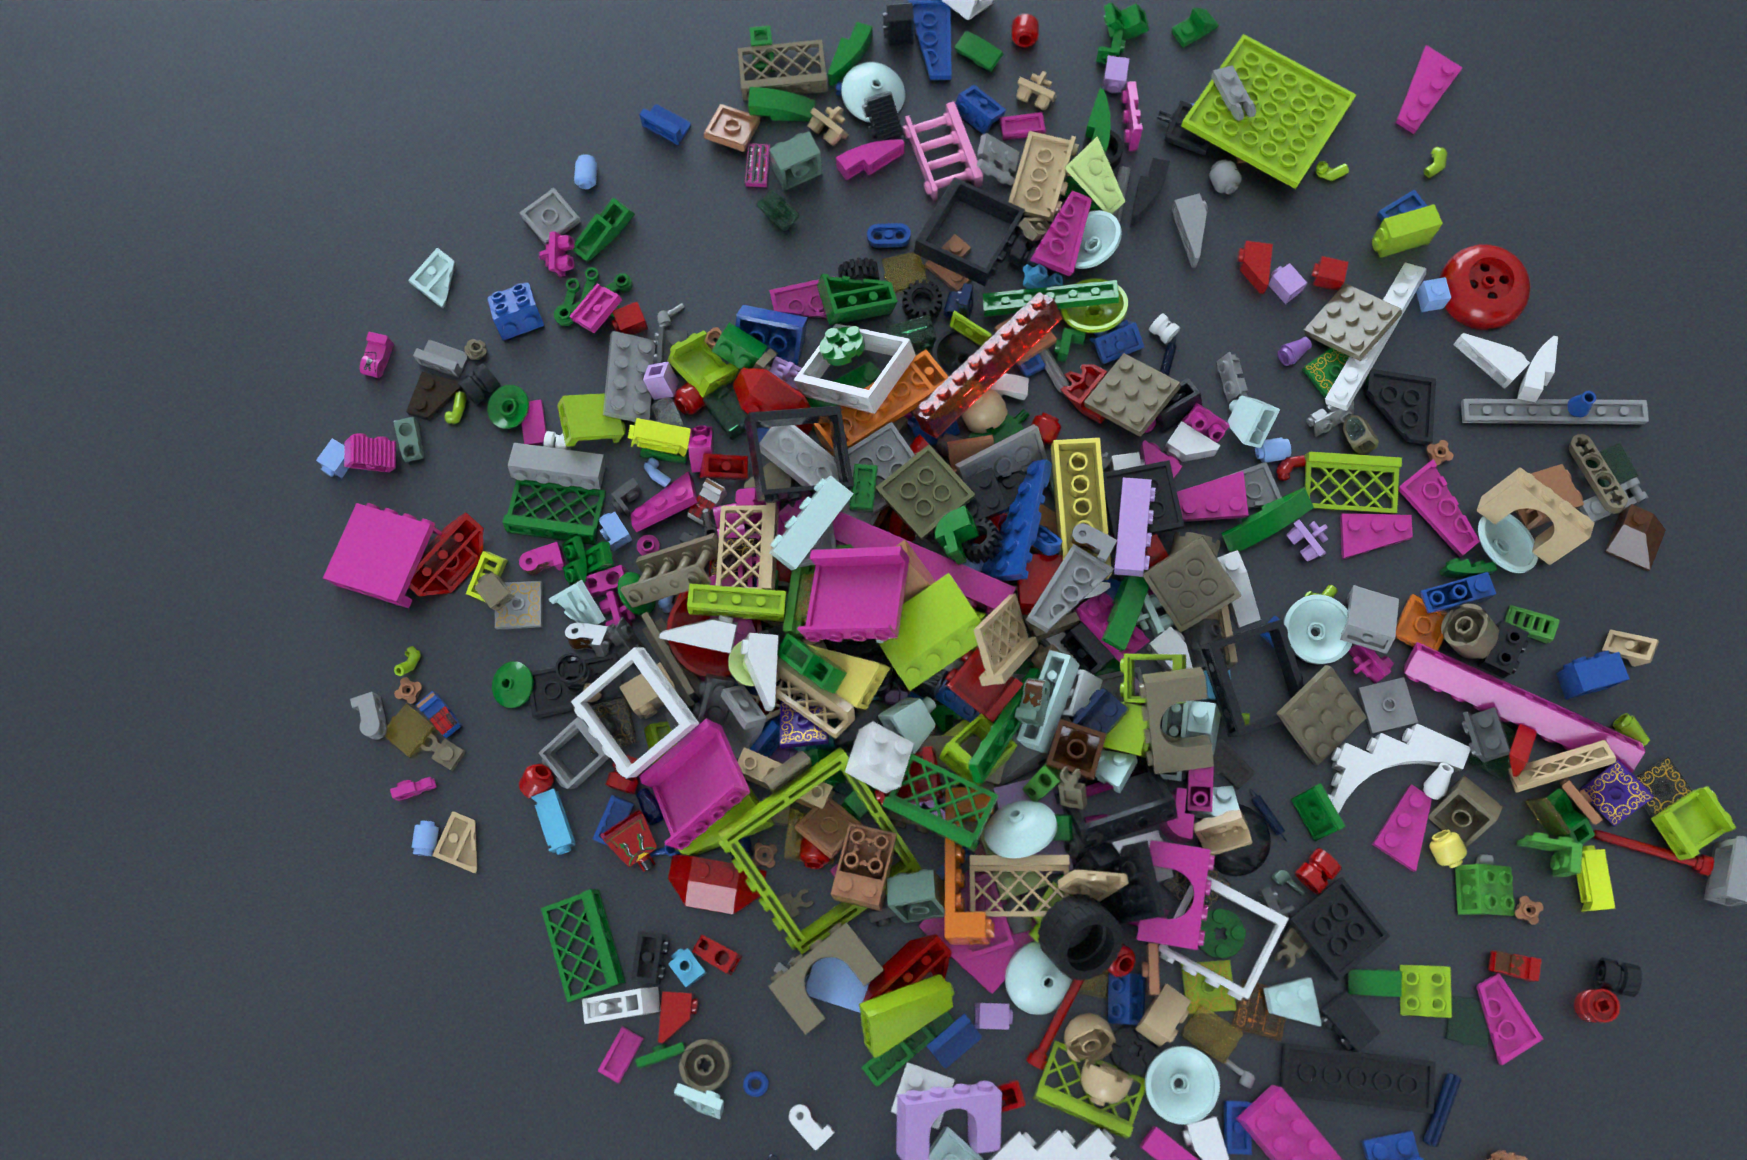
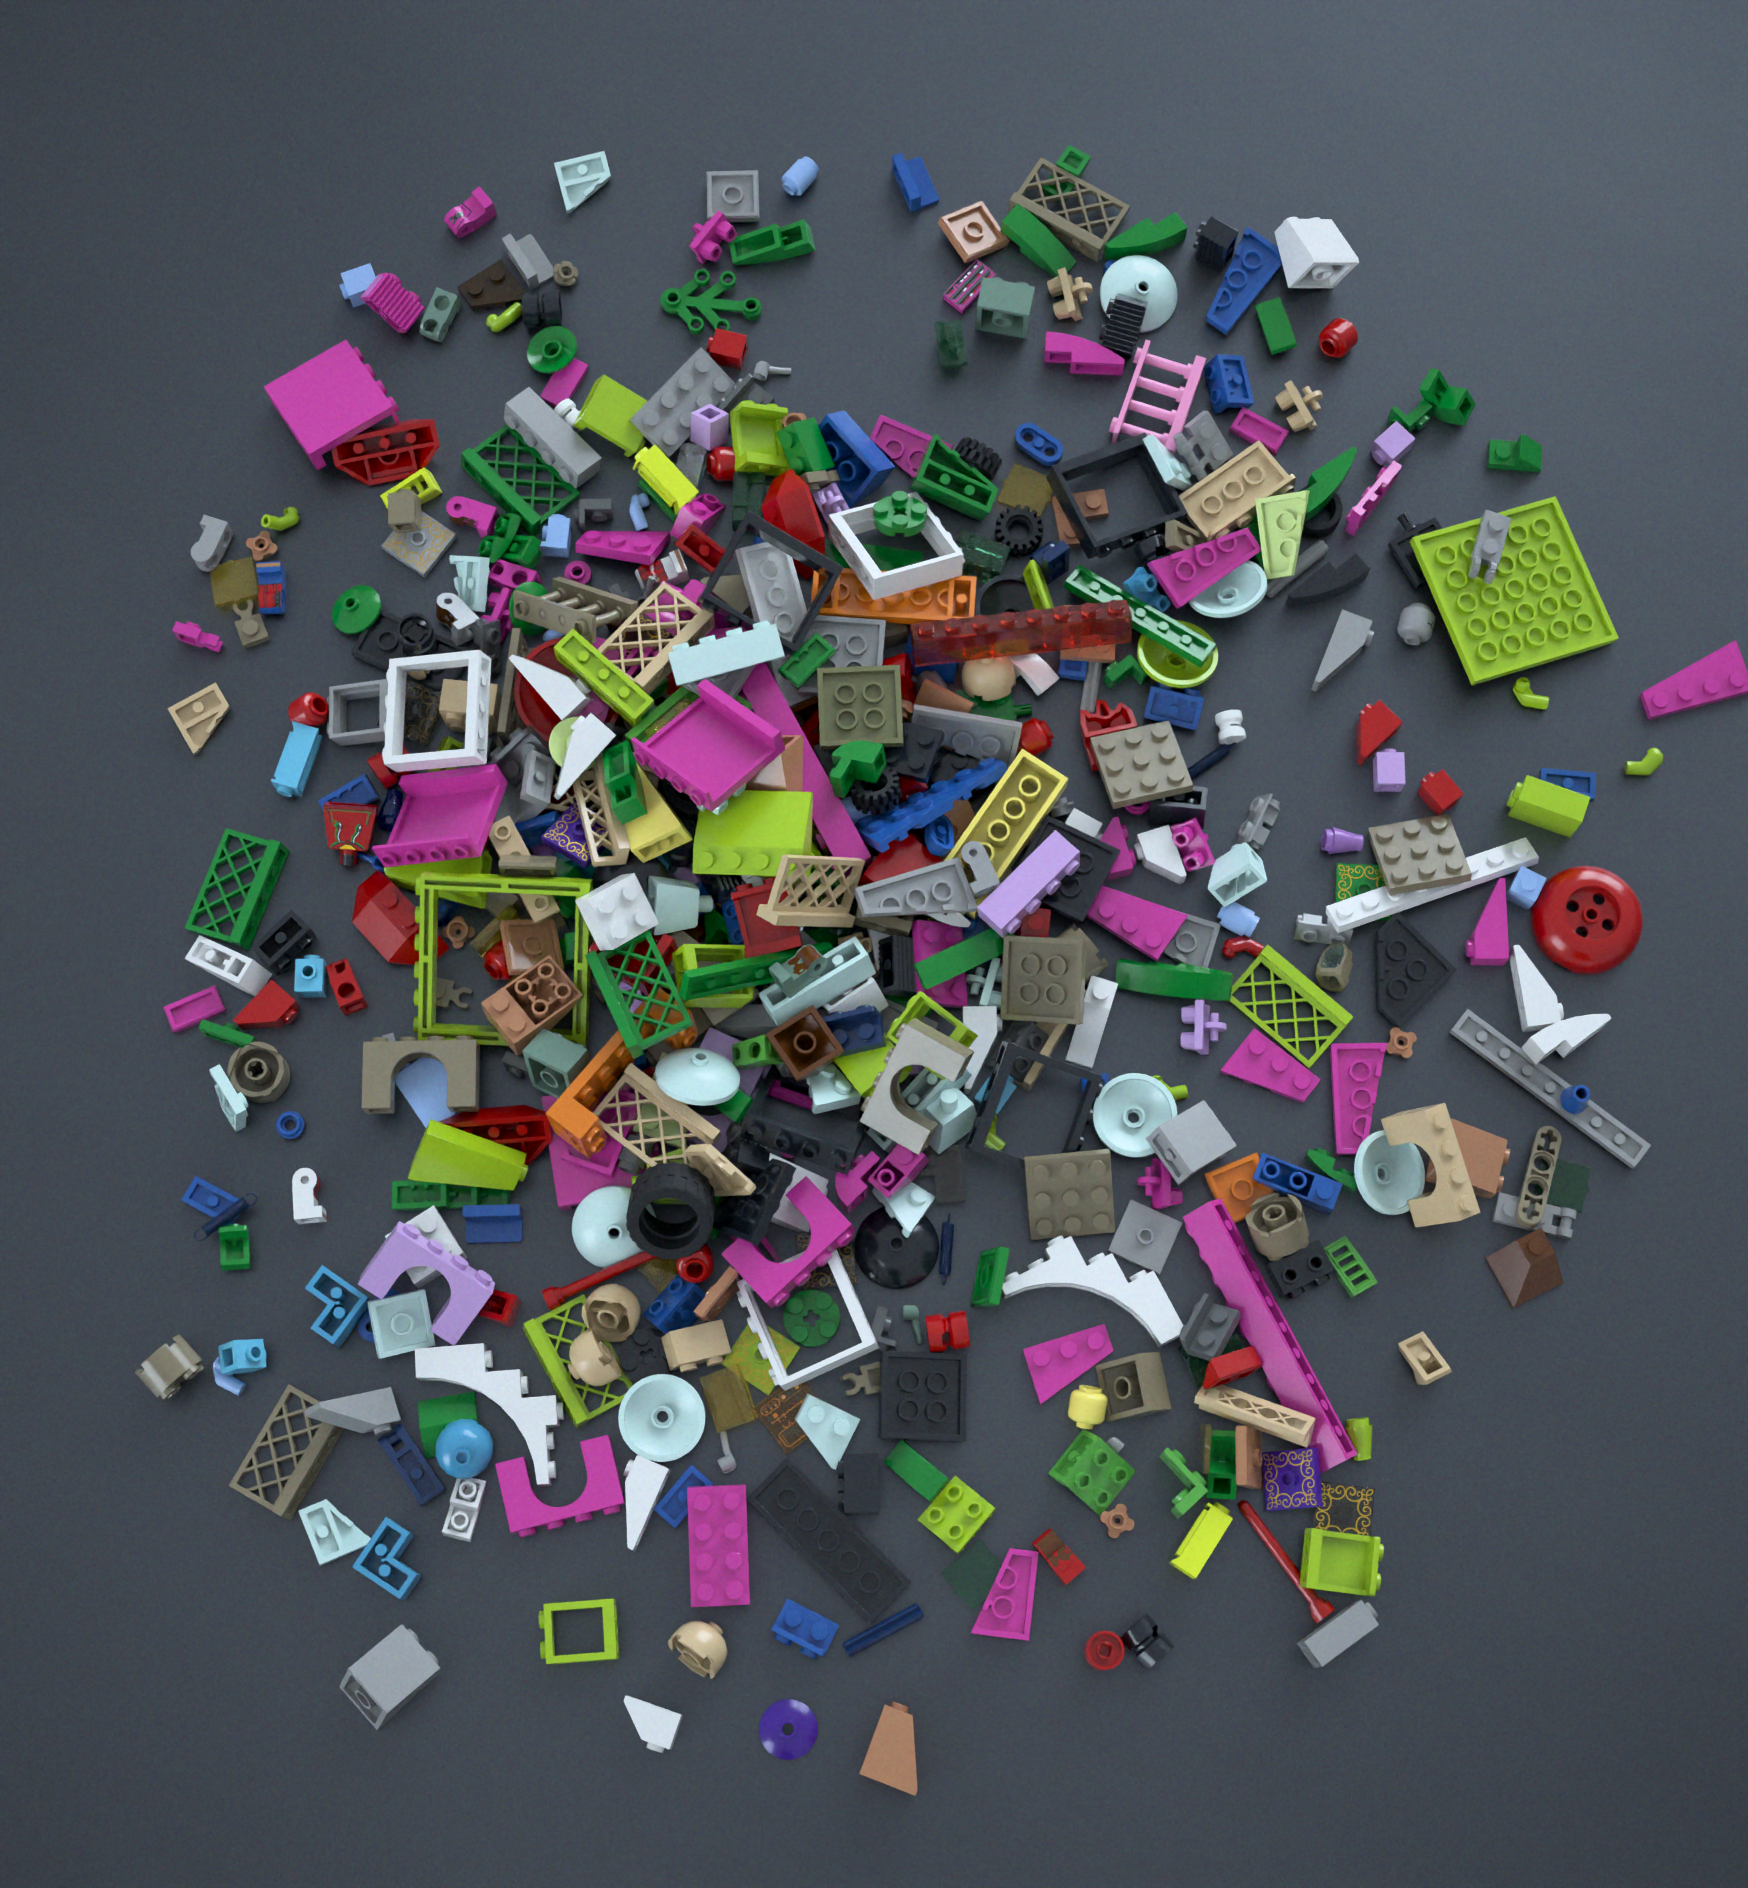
camera: 35 degrees right, 0 degrees up
(425, 838) = (173, 689): light blue brick -> none
(515, 311) = (629, 263): blue bracket -> none
(595, 308) = (703, 314): dark pink plate -> none
(992, 187) = (1170, 468): none -> light aqua wing
(992, 1016) = (544, 1228): lavender brick -> none
(1071, 792) = (769, 1076): dark tan plate -> none
(1223, 832) = (883, 1224): tan bracket -> none
(1435, 339) = (1490, 936): none -> dark pink slope
(1437, 784) = (1129, 1340): white cone -> none
(1592, 674) = (1361, 1354): blue brick -> none

